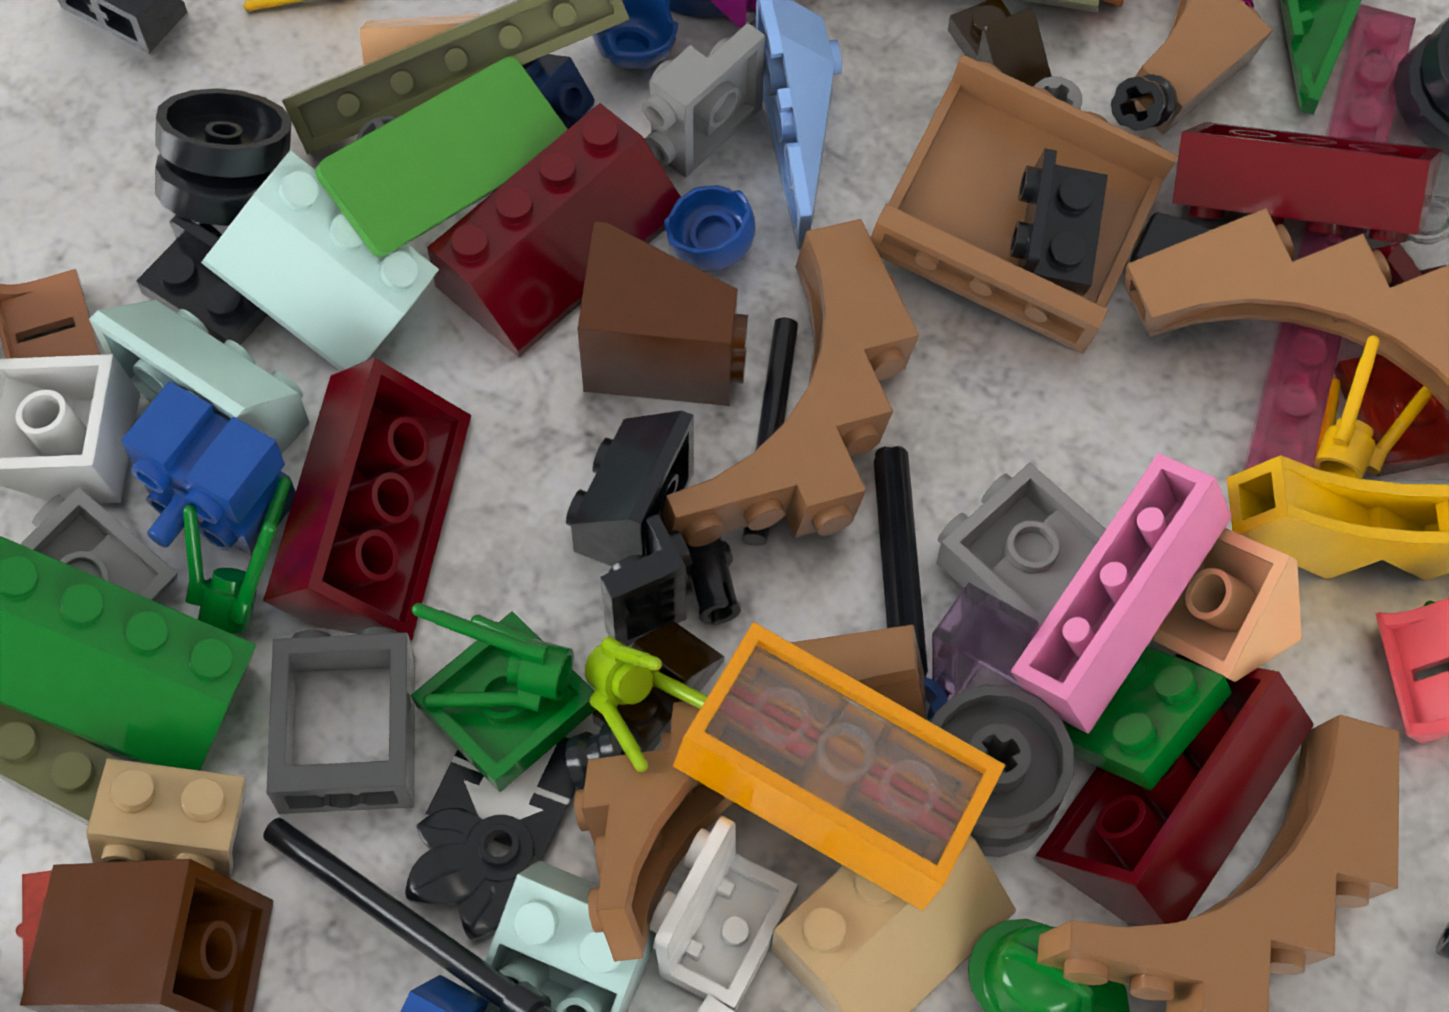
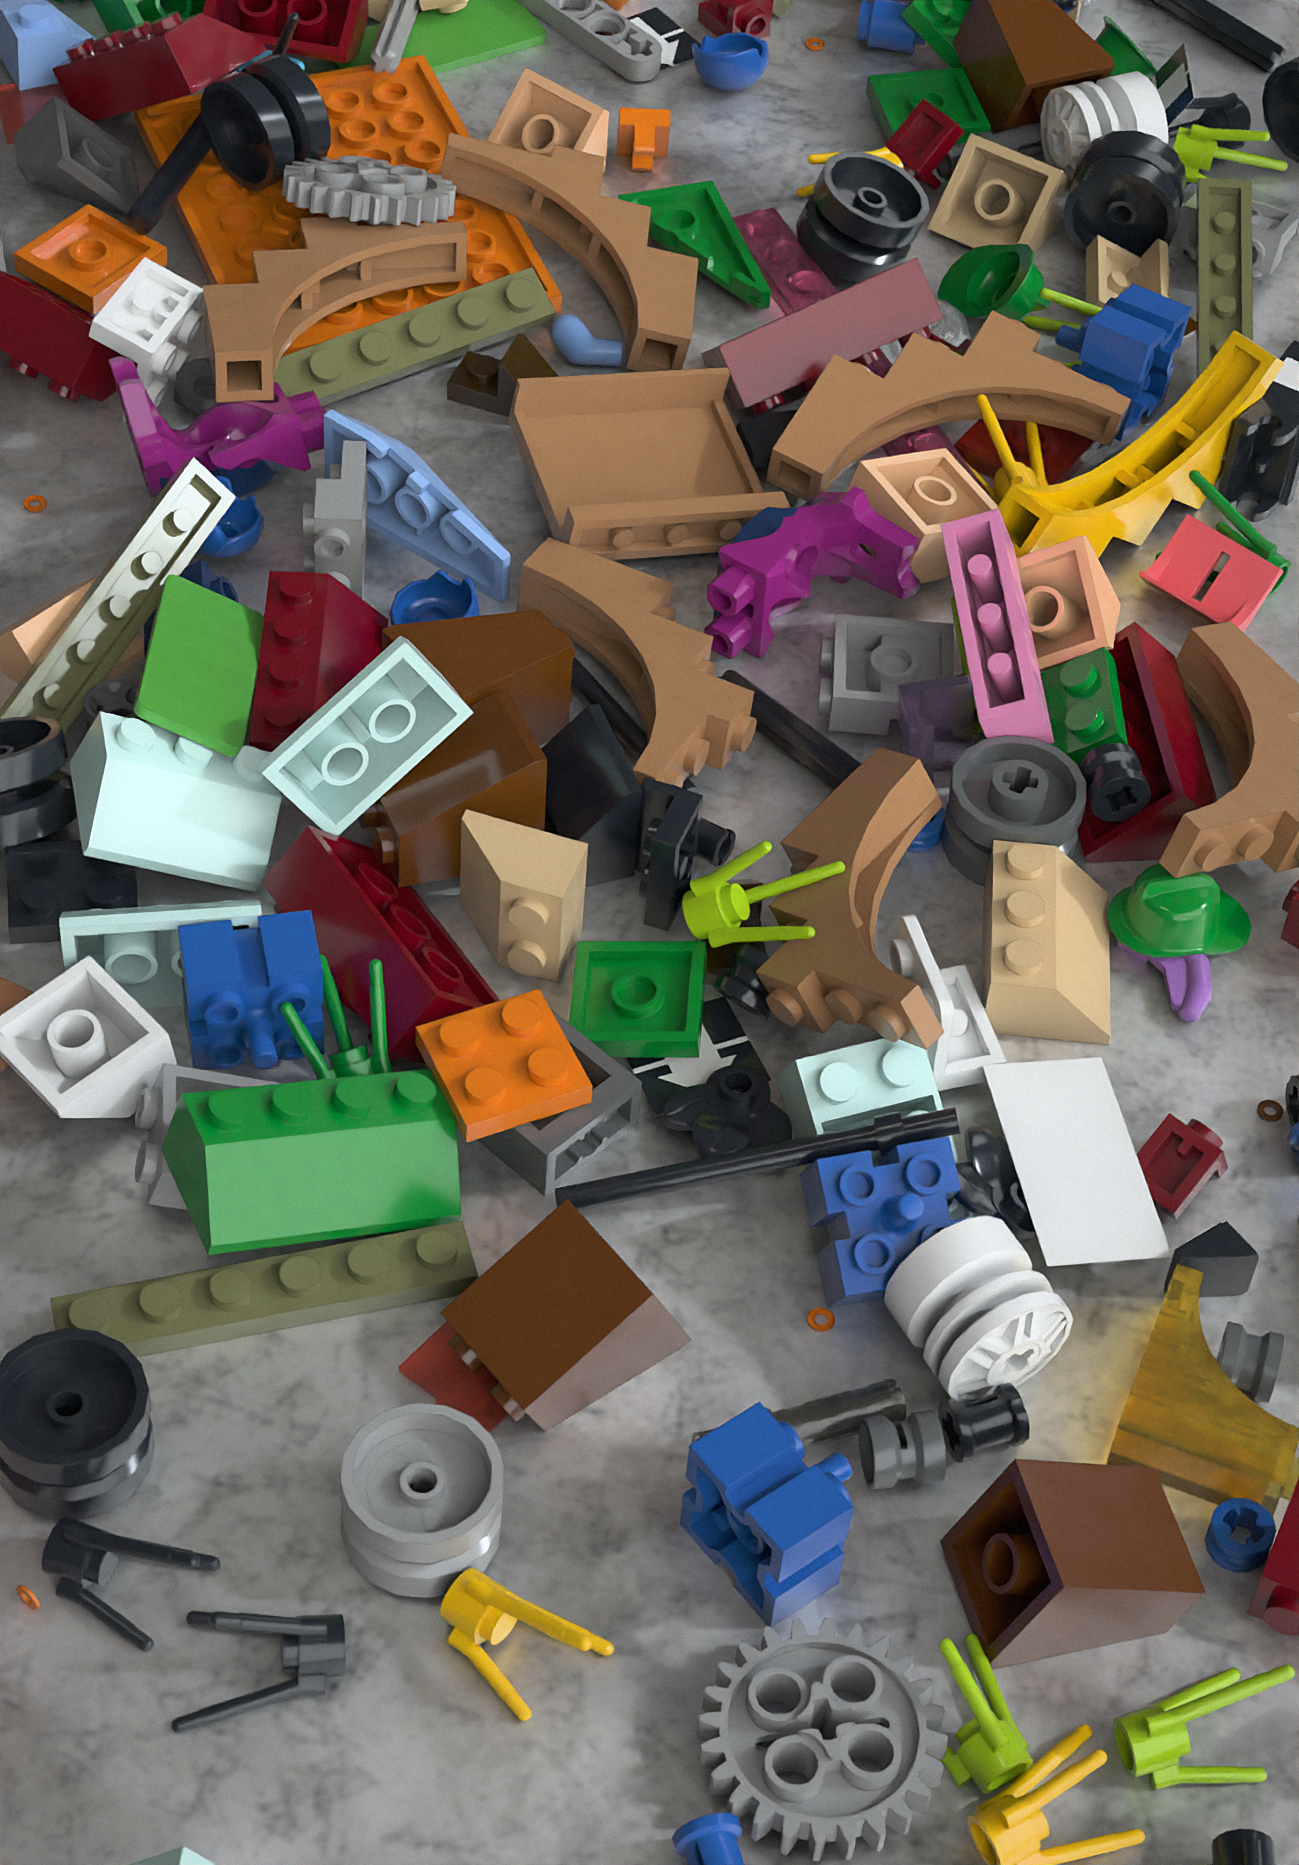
camera: 45 degrees left, 15 degrees down
(165, 815) = (475, 1227): tan bracket -> none
(307, 687) = (503, 1065): none -> orange plate
(476, 311) = (366, 737): none -> light aqua slope
(493, 545) = (523, 893): none -> tan slope
(533, 412) = (483, 767): none -> reddish brown slope
(534, 665) = (649, 943): green plant -> none
(838, 766) = (944, 833): brick -> none
(1013, 379) = (786, 548): none -> magenta hips
(1059, 223) = (683, 455): black bracket -> none
(1094, 818) = (1115, 782): none -> black wheel
(1101, 48) = (581, 346): none -> medium blue arm
(1131, 91) = (650, 348): black bush -> none
(1221, 406) = (918, 496): none -> light nougat slope

